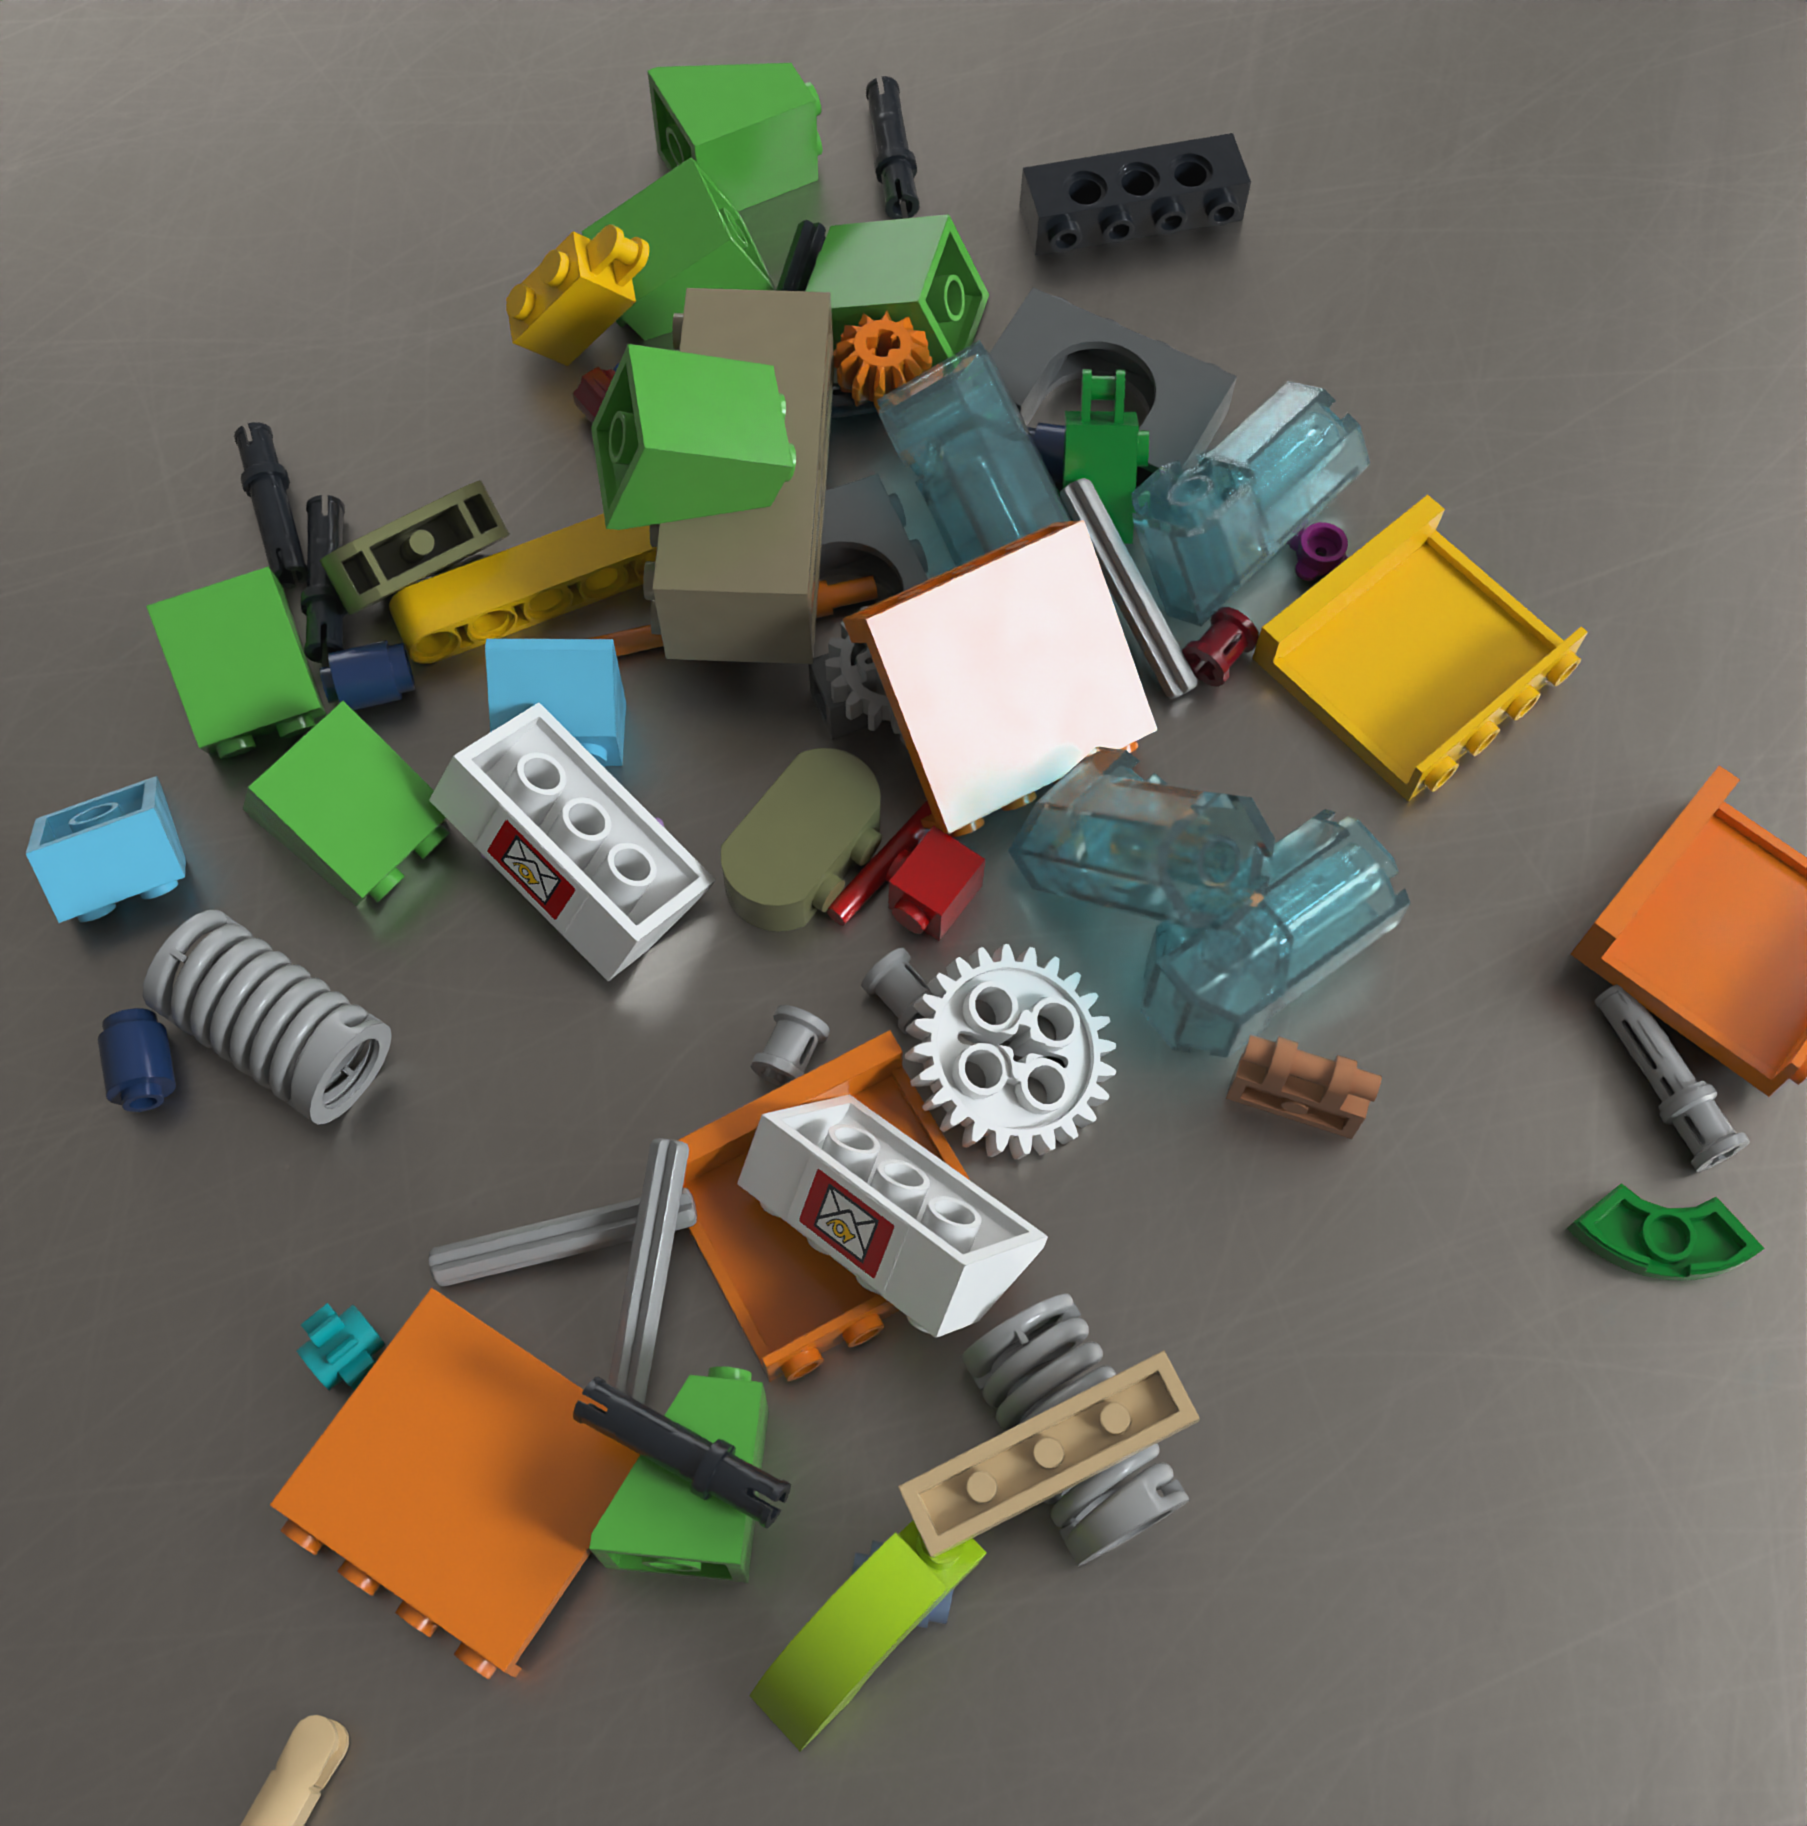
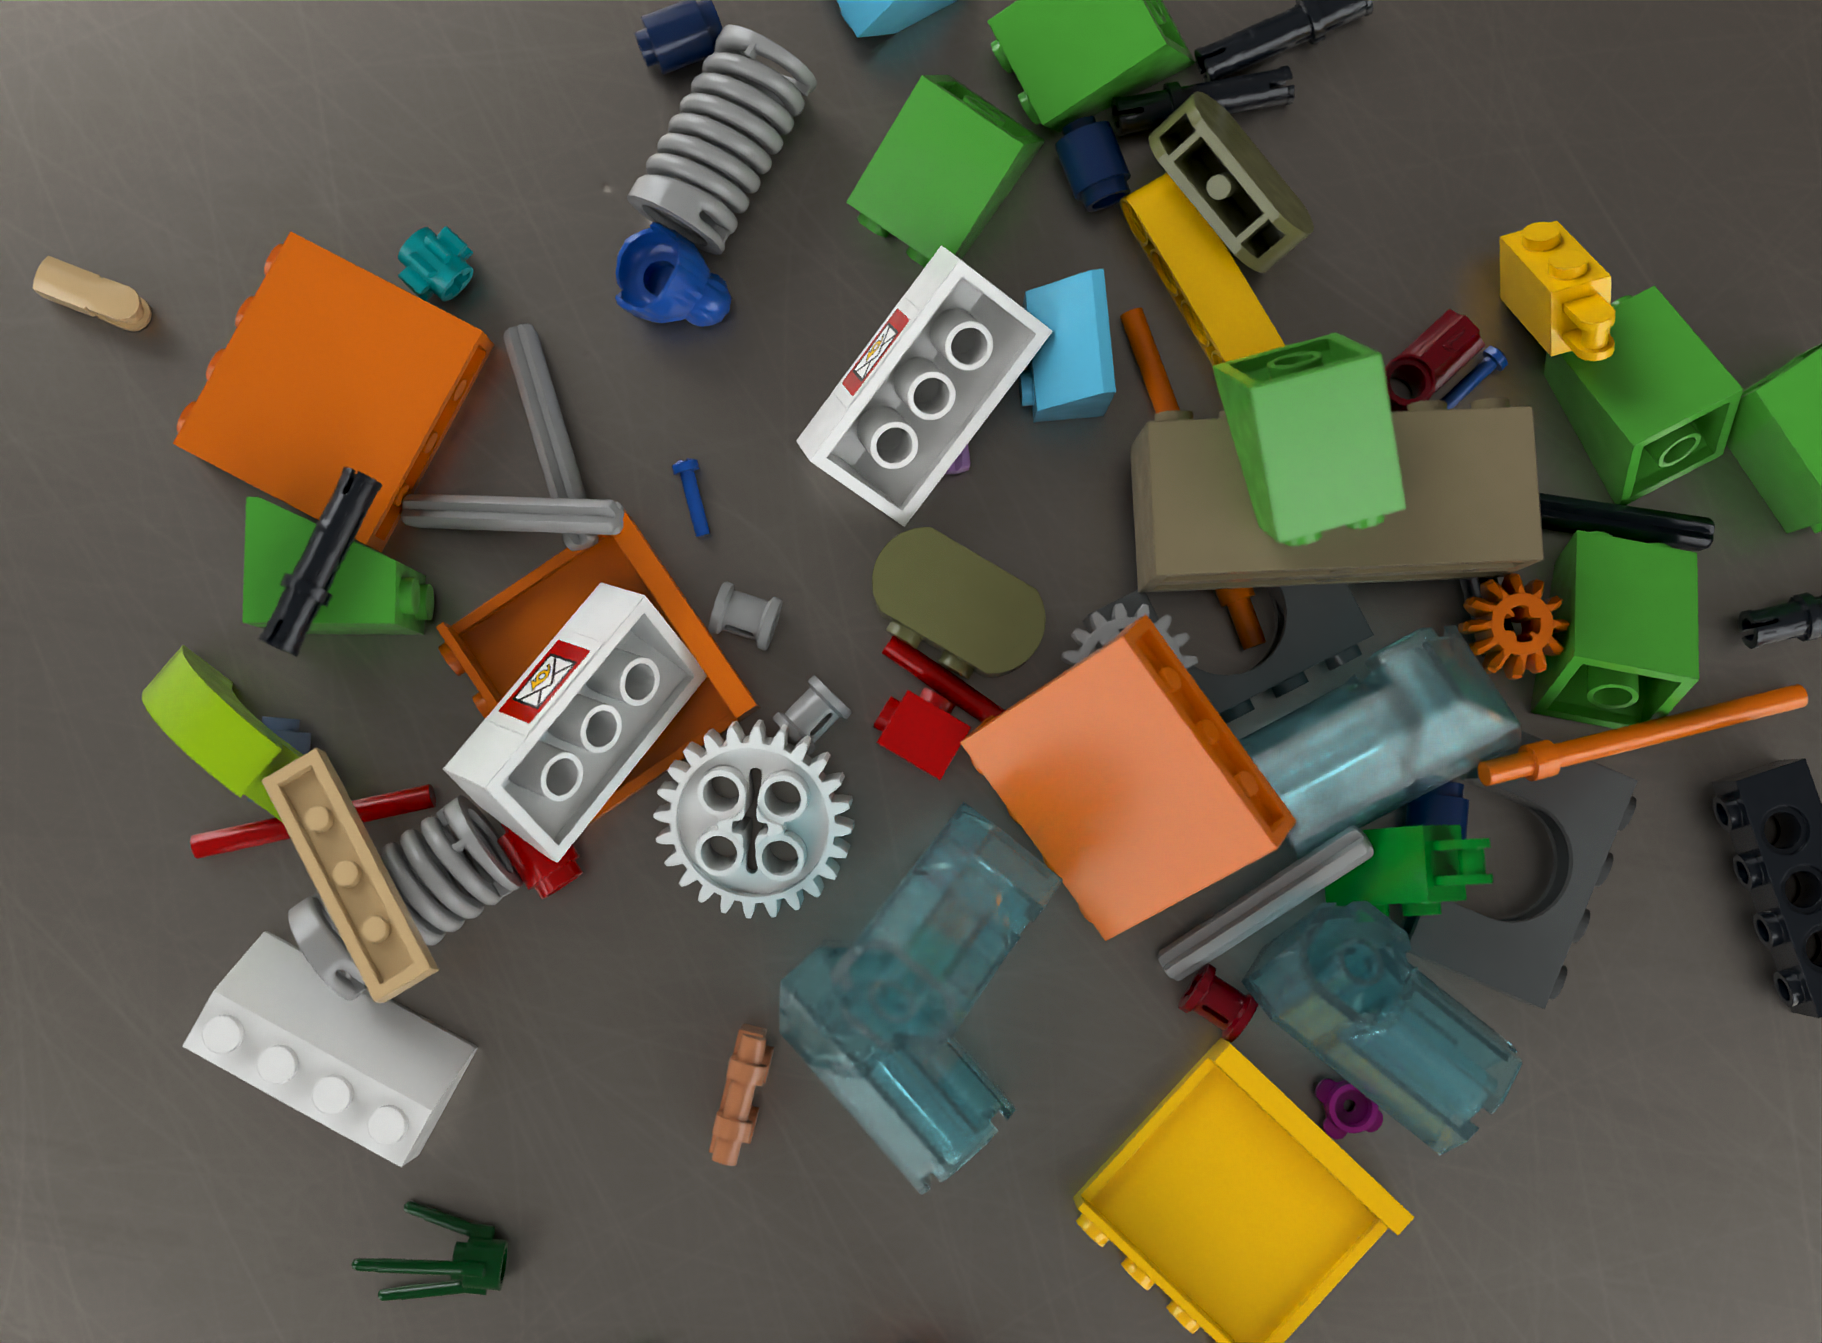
camera: 85 degrees right, 20 degrees up
(382, 1093) = (668, 279): none -> blue piece
(620, 1102) = (692, 494): none -> blue piece
(980, 1584) = (273, 830): none -> red bar
(1008, 342) = (1545, 759): none -> orange bar
(1047, 1276) = (537, 869): none -> red brick
(1244, 1544) = (343, 1062): none -> white slope
(1487, 1398) = (473, 1269): none -> dark green plant

